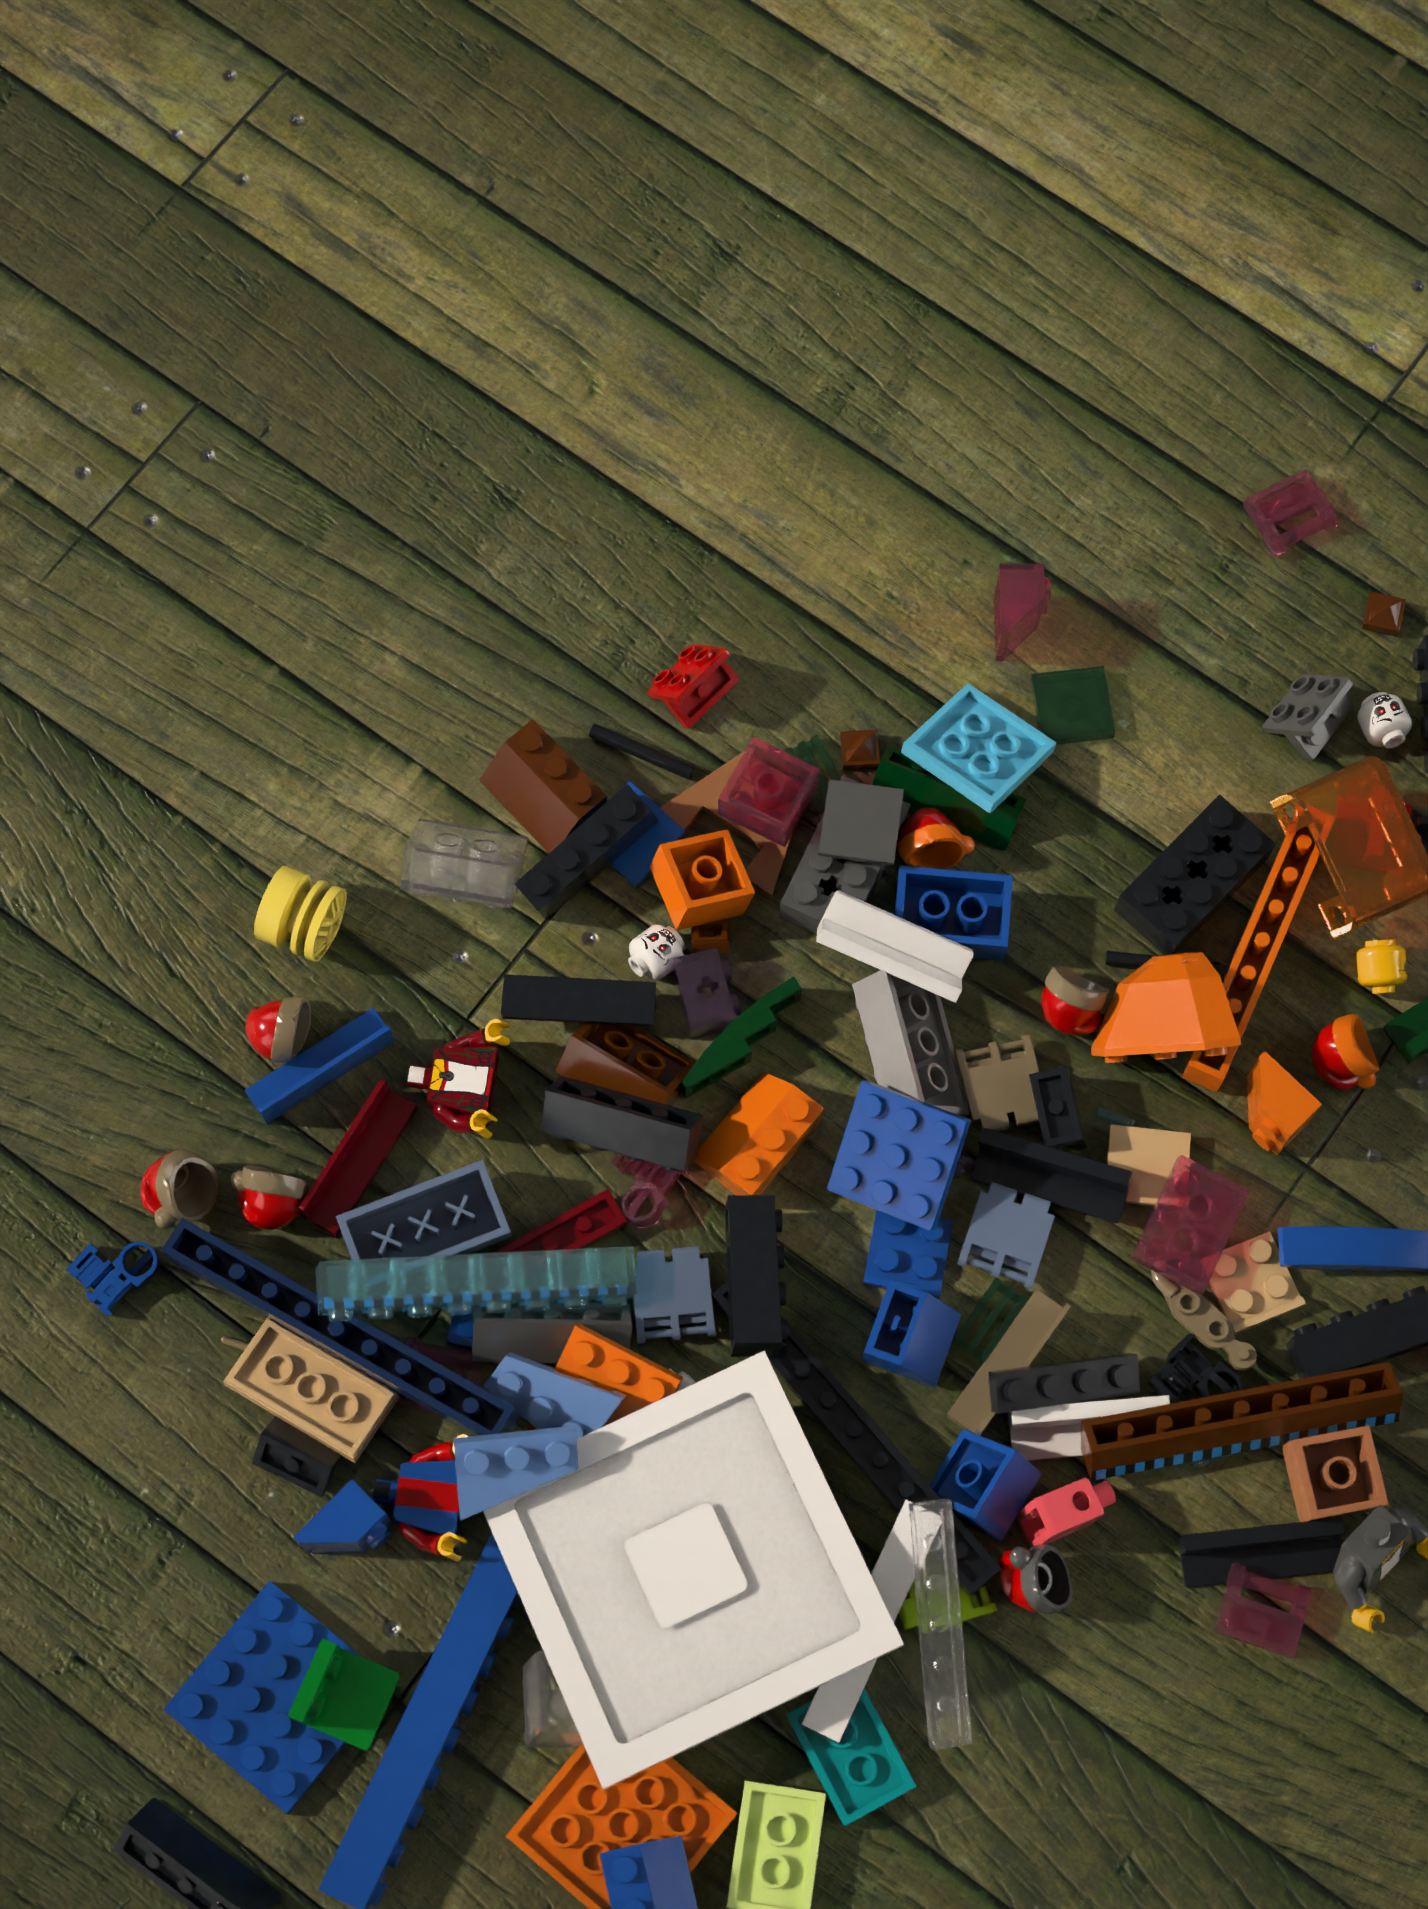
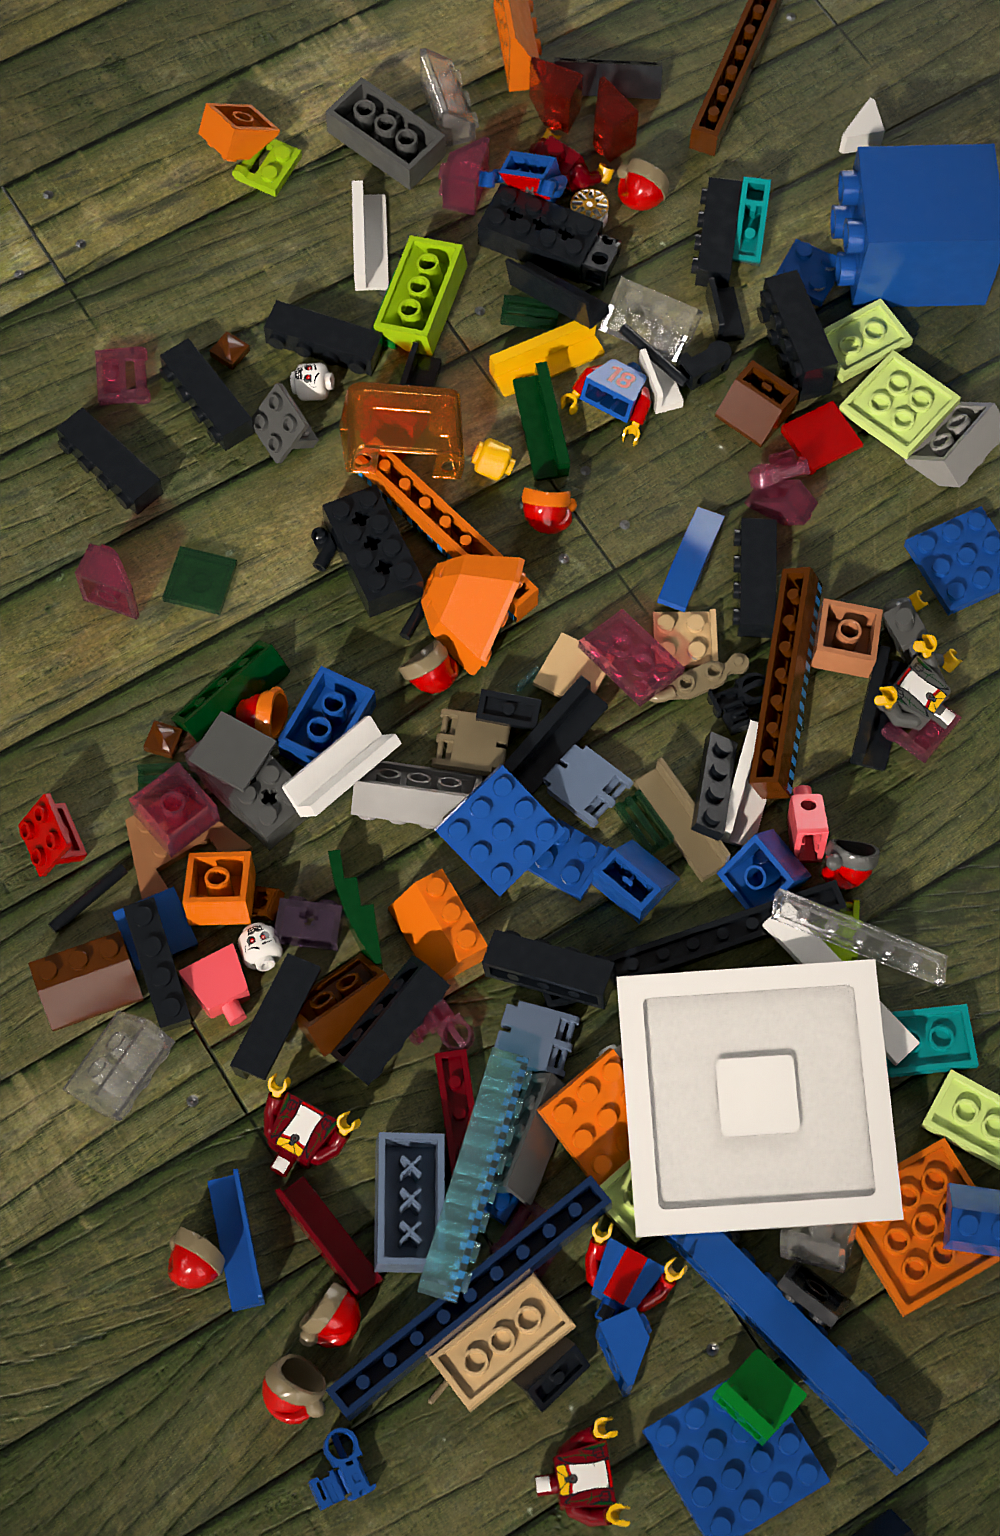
camera: 70 degrees left, 5 degrees down
(191, 1535) = (584, 1478): none -> torso
(300, 913) = (106, 1205): light yellow wheel -> none
(486, 1718) = (813, 1293): none -> black plate
(509, 1464) = (632, 1196): medium blue wing -> none
(551, 1397) = (592, 1150): medium blue wing -> none
(595, 927) = (218, 984): none -> coral torso
(978, 747) = (206, 652): medium azure plate -> none
(1172, 546) = (109, 461): none -> black brick
(1176, 824) = (325, 547): none -> black arm
(1277, 1104) = (567, 564): orange slope -> none
(1292, 1585) = (918, 691): none -> torso
(1309, 612) = (206, 394): none -> black brick

